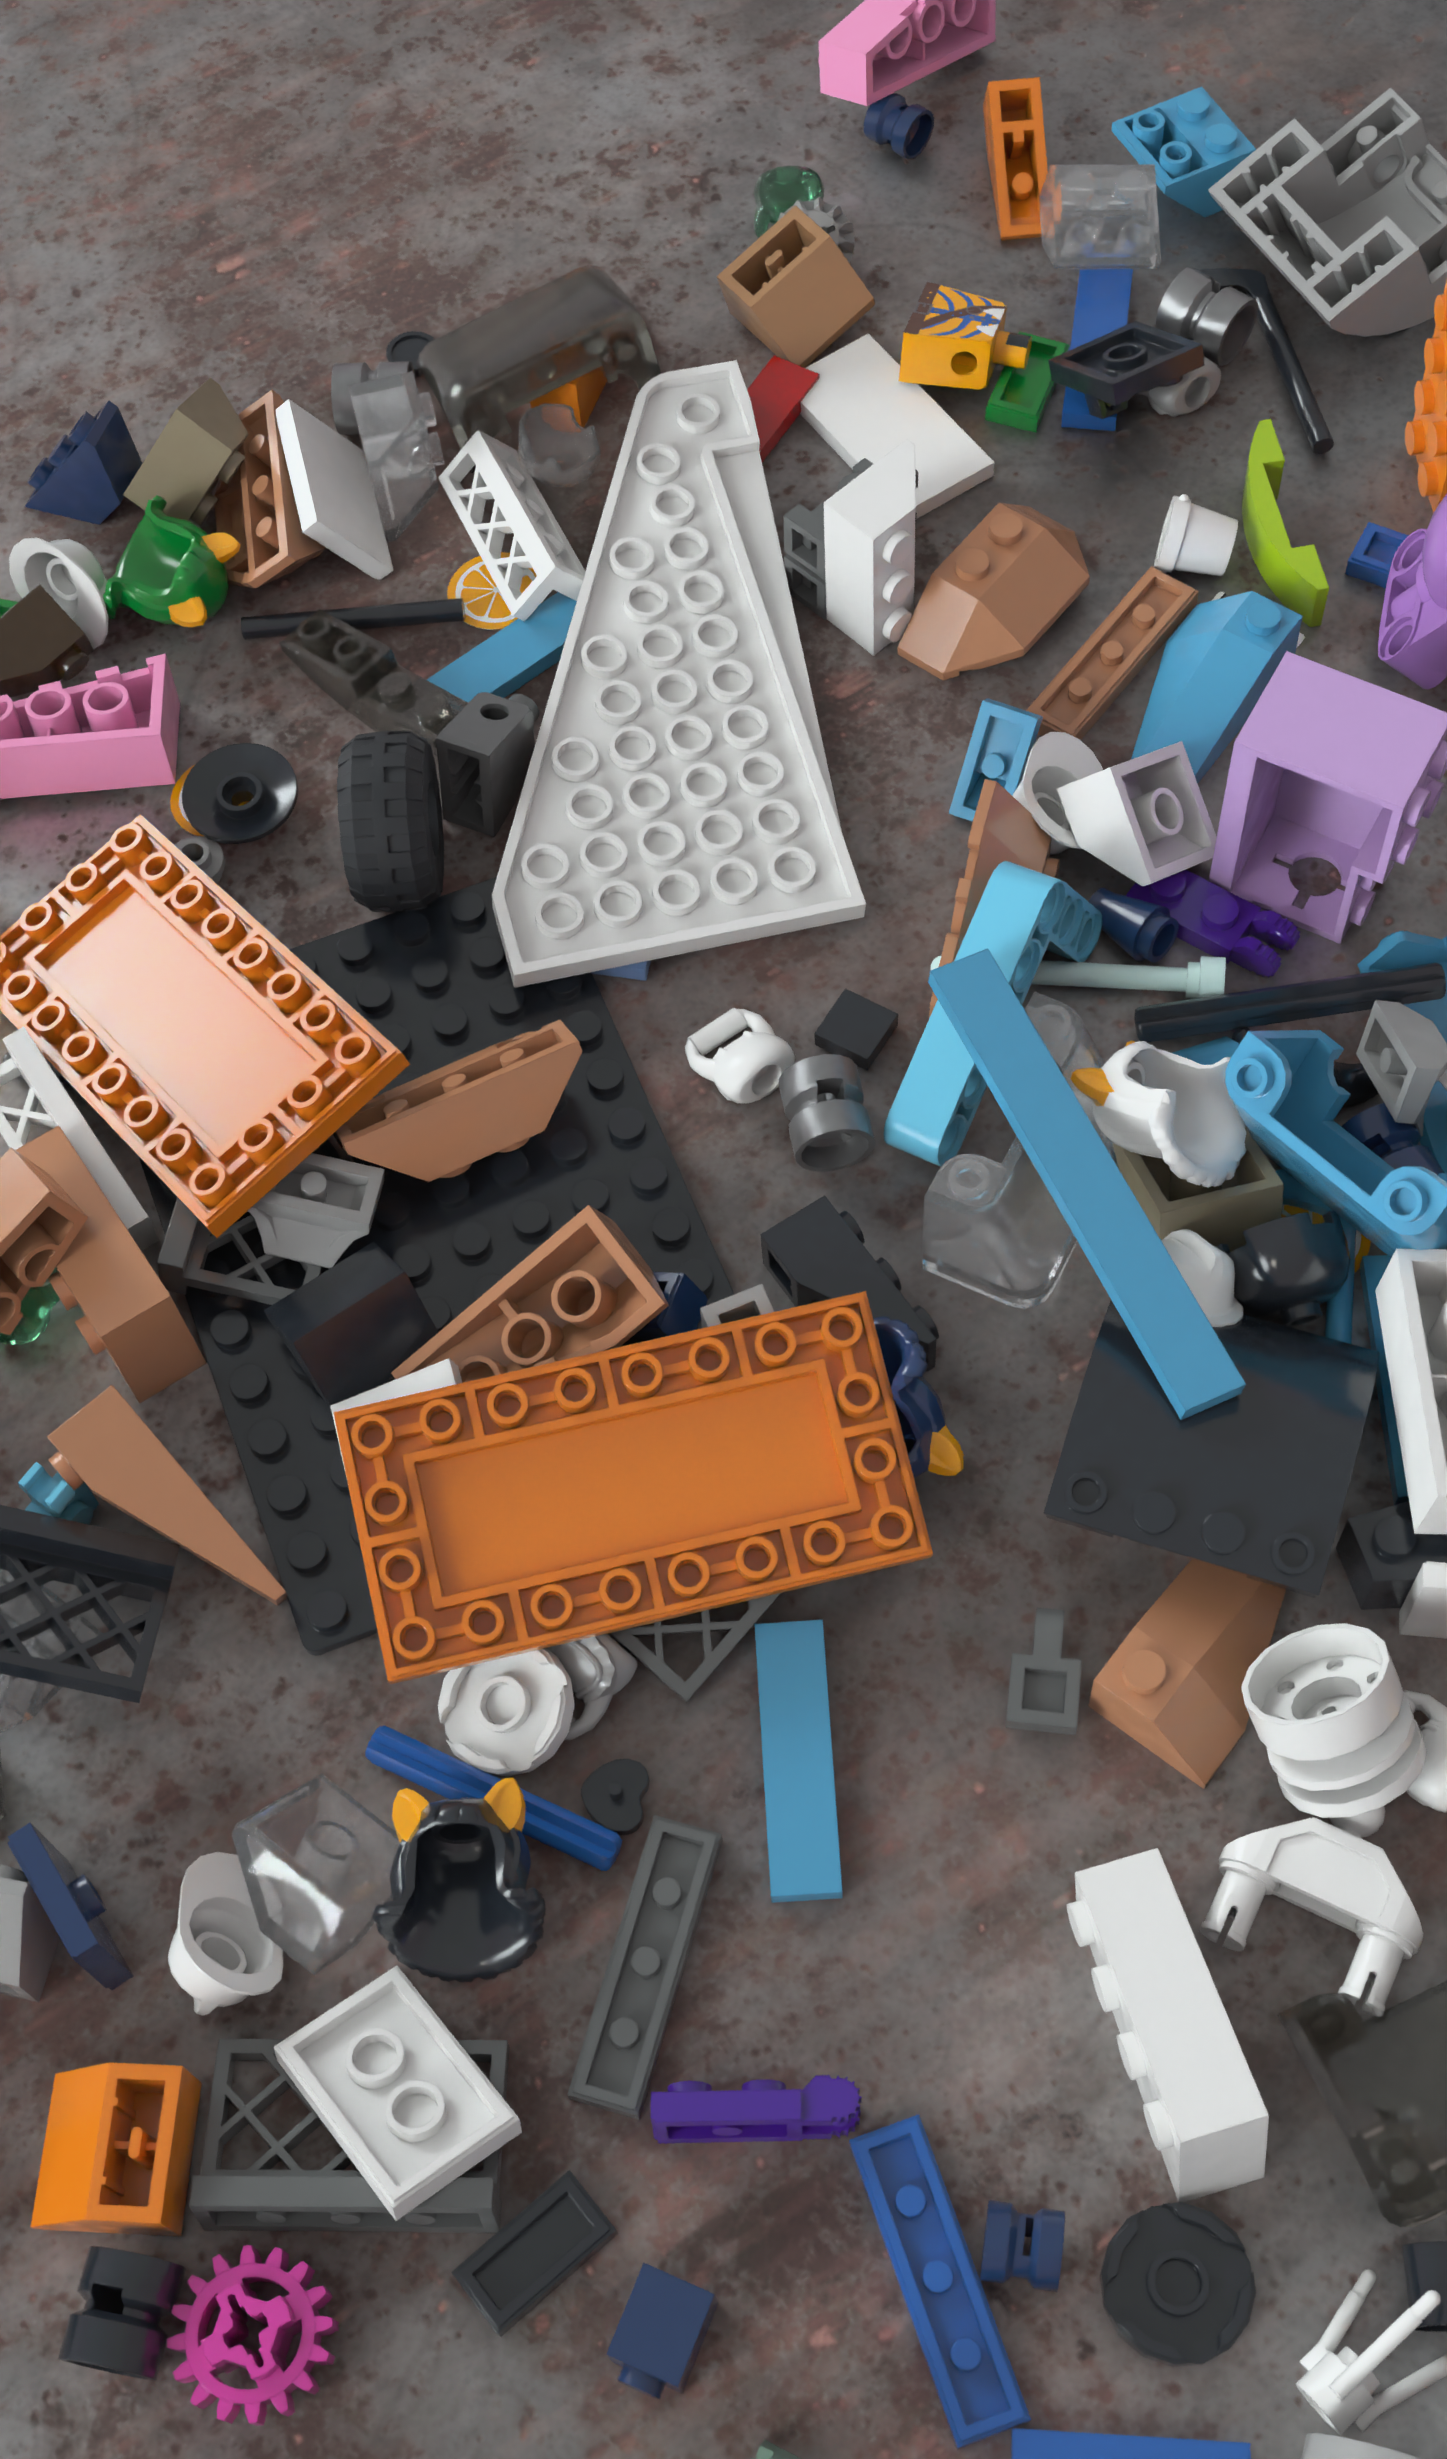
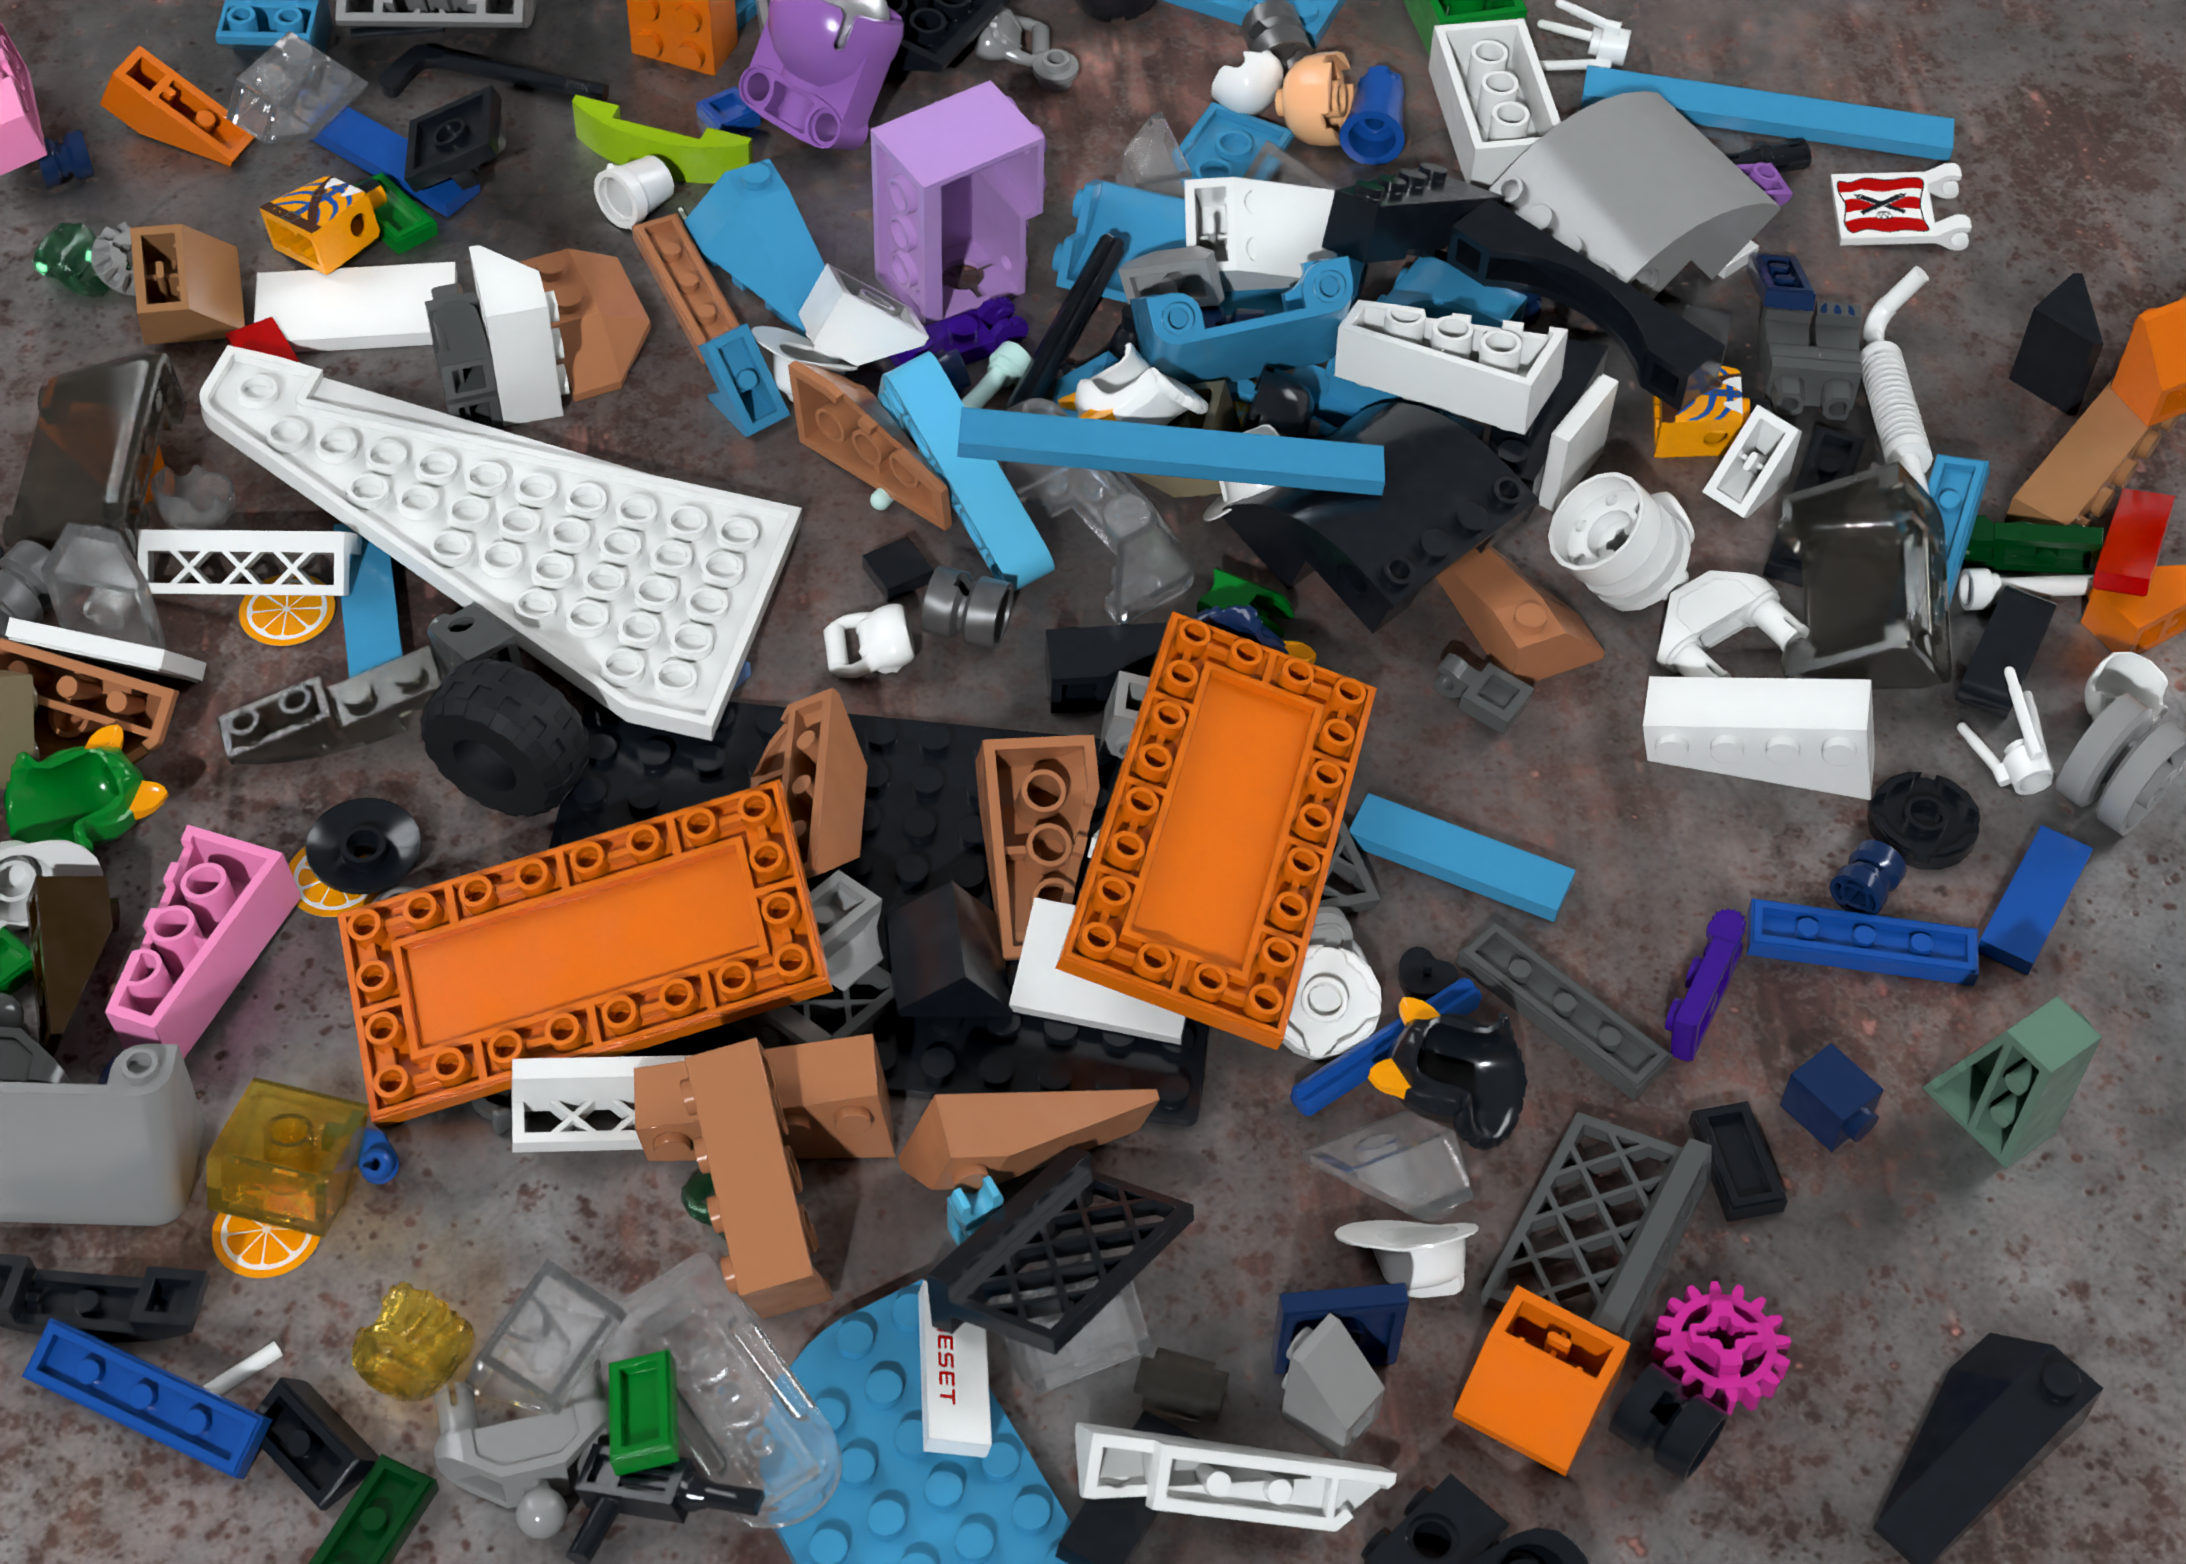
camera: 70 degrees left, 10 degrees down
(359, 617) = (245, 694): black bar -> none
(397, 2092) = (1590, 1178): white tile -> none
(1009, 1369) = (1234, 590): none -> green piece
(1207, 315) = (435, 85): flat silver wheel -> none

